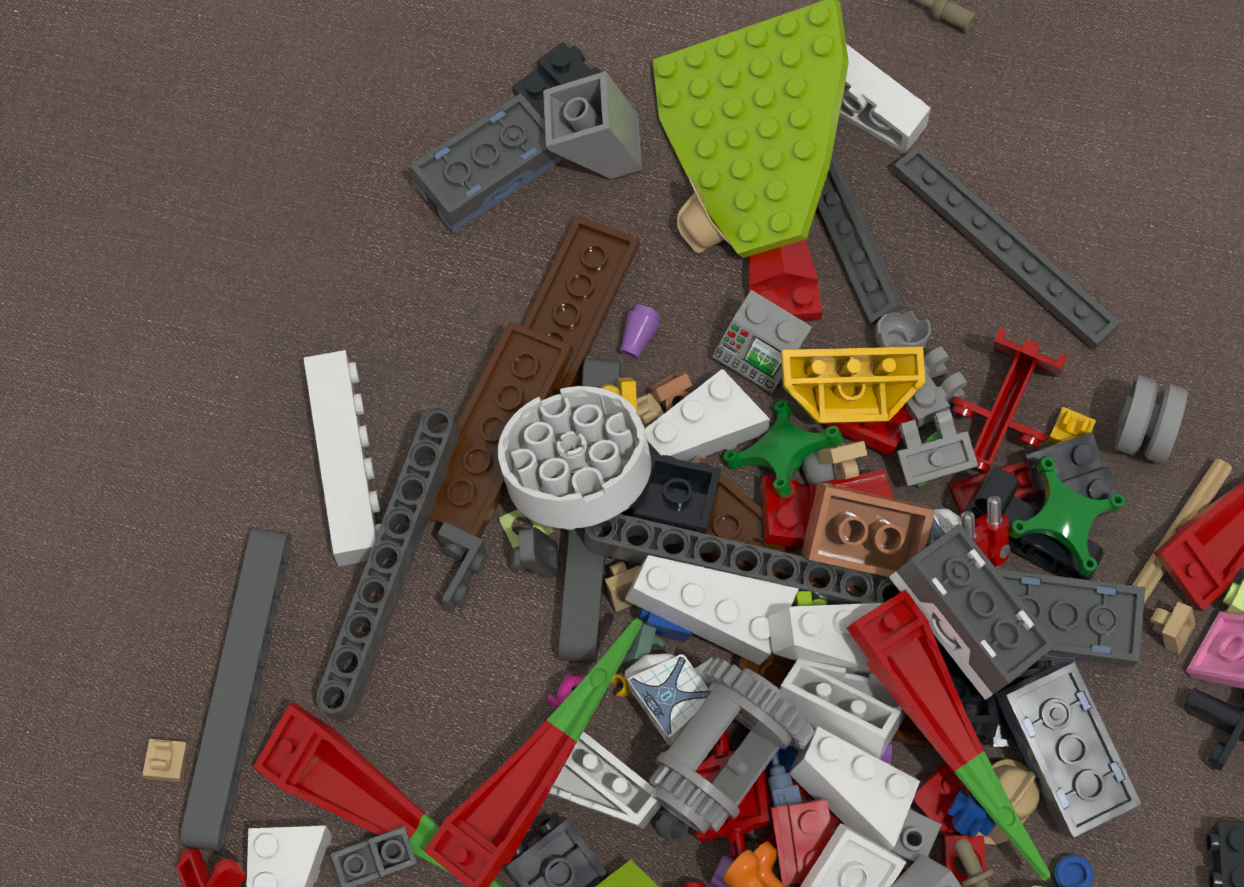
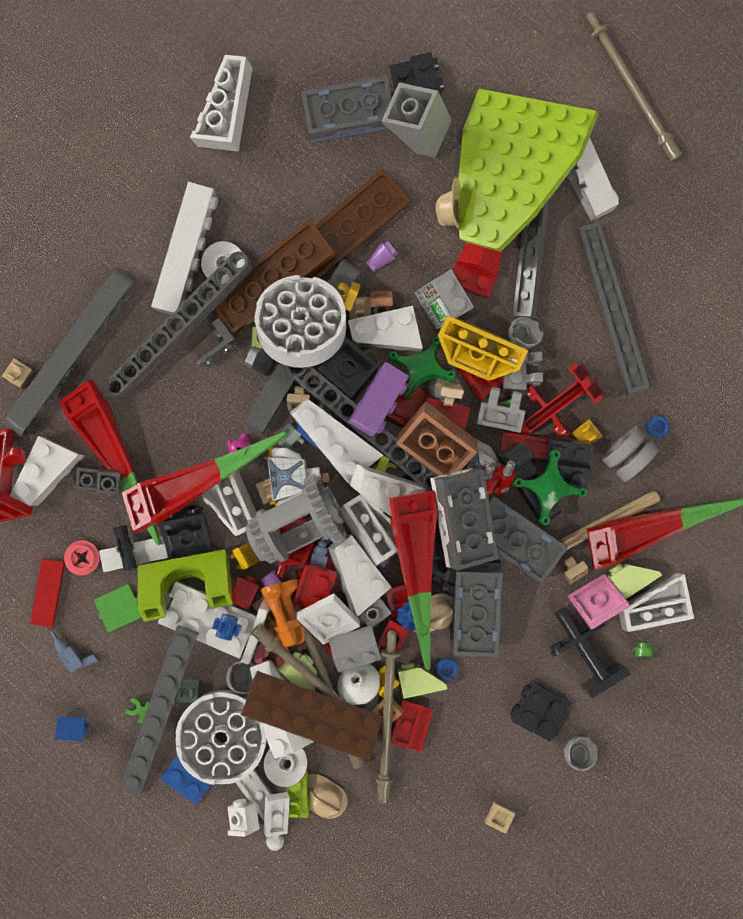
camera: 30 degrees right, 20 degrees up
(309, 248) = (225, 108): none -> white wedge
(394, 440) = (215, 255): none -> white dish
(646, 742) = (264, 490): none -> tan tile
(667, 857) = (245, 556): none -> yellow tile
(749, 508) = (379, 399): none -> medium lavender wedge
(1164, 370) = (657, 426): none -> blue tile

